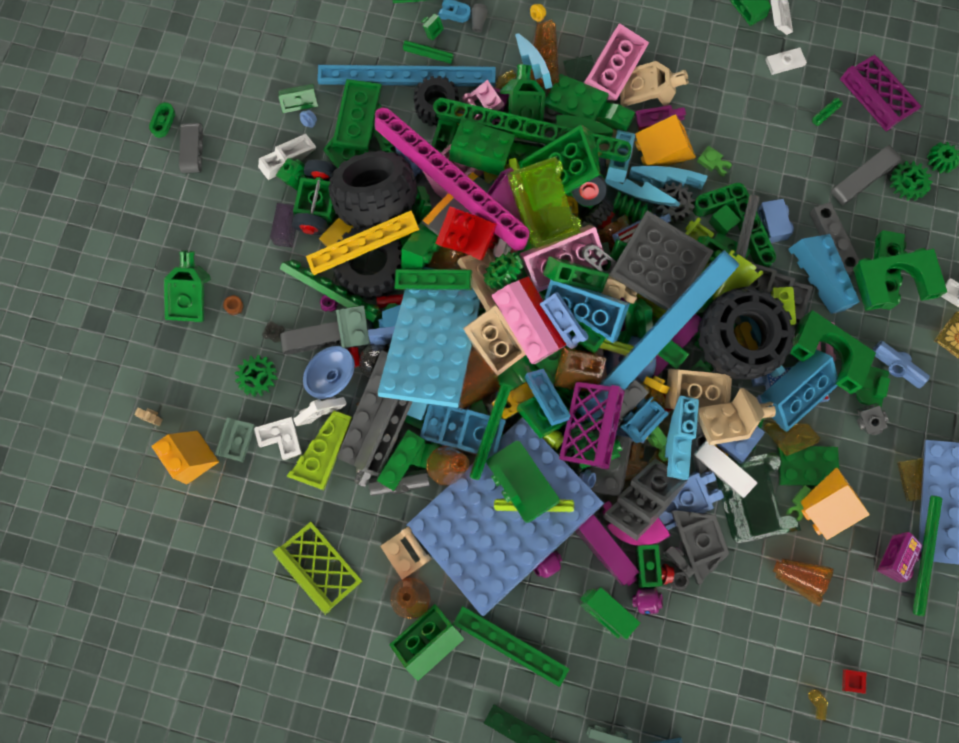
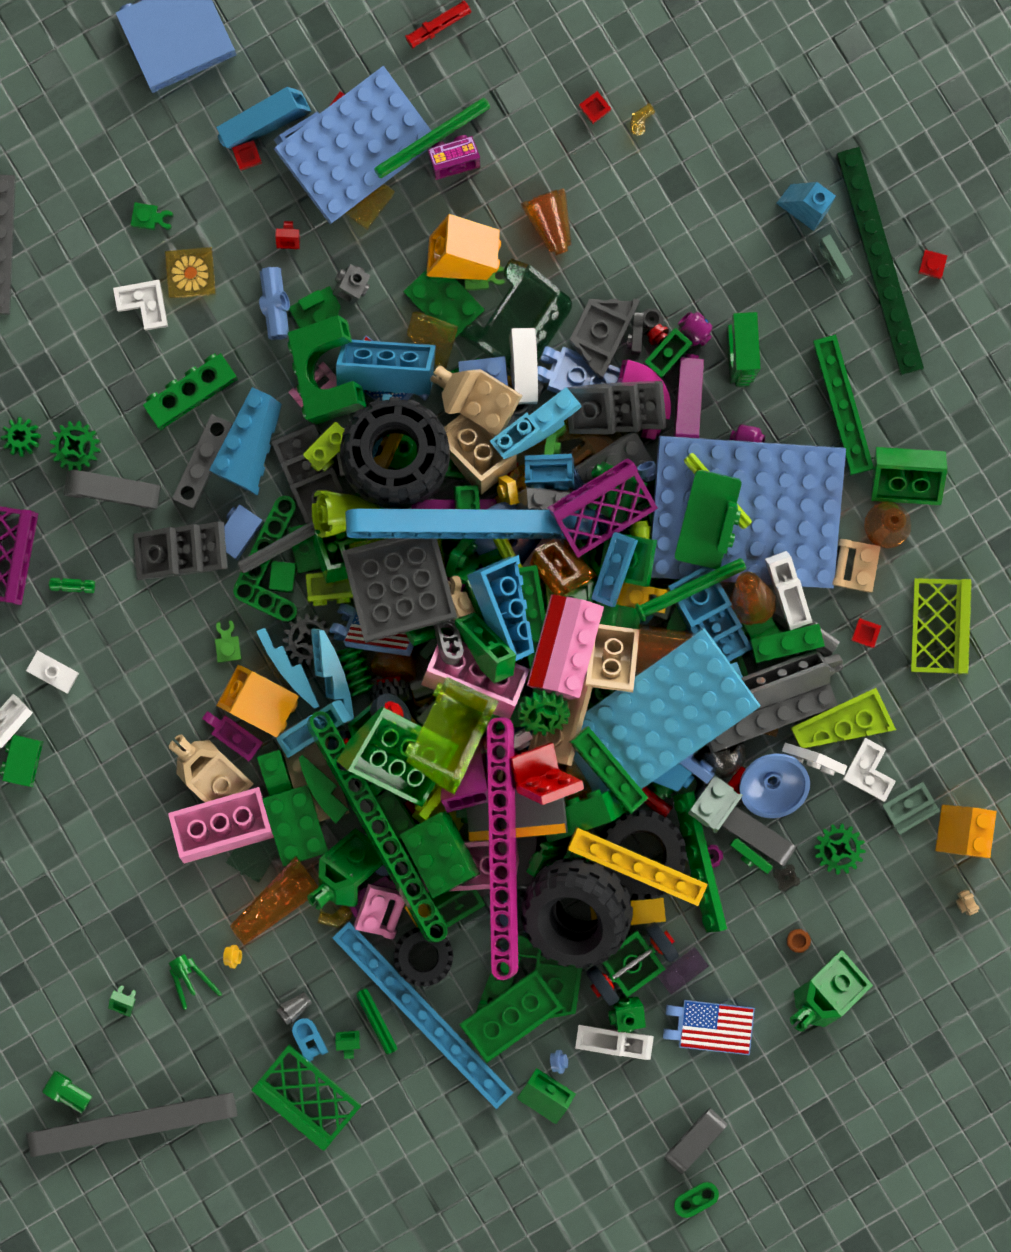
camera: 140 degrees left, 10 degrees up
(240, 213) = (712, 1027): none -> tile
(304, 321) = (749, 857): none -> green plate
(360, 517) = (866, 633): none -> red plate
(431, 492) = (788, 590): none -> white slope
(531, 56) = (296, 907): medium azure slope -> none
(563, 320) = (539, 615): medium blue plate -> none
(793, 180) = (180, 551): none -> dark grey slope
(920, 264) = (216, 399): green arch -> none
(936, 410) = (287, 237): none -> red tile

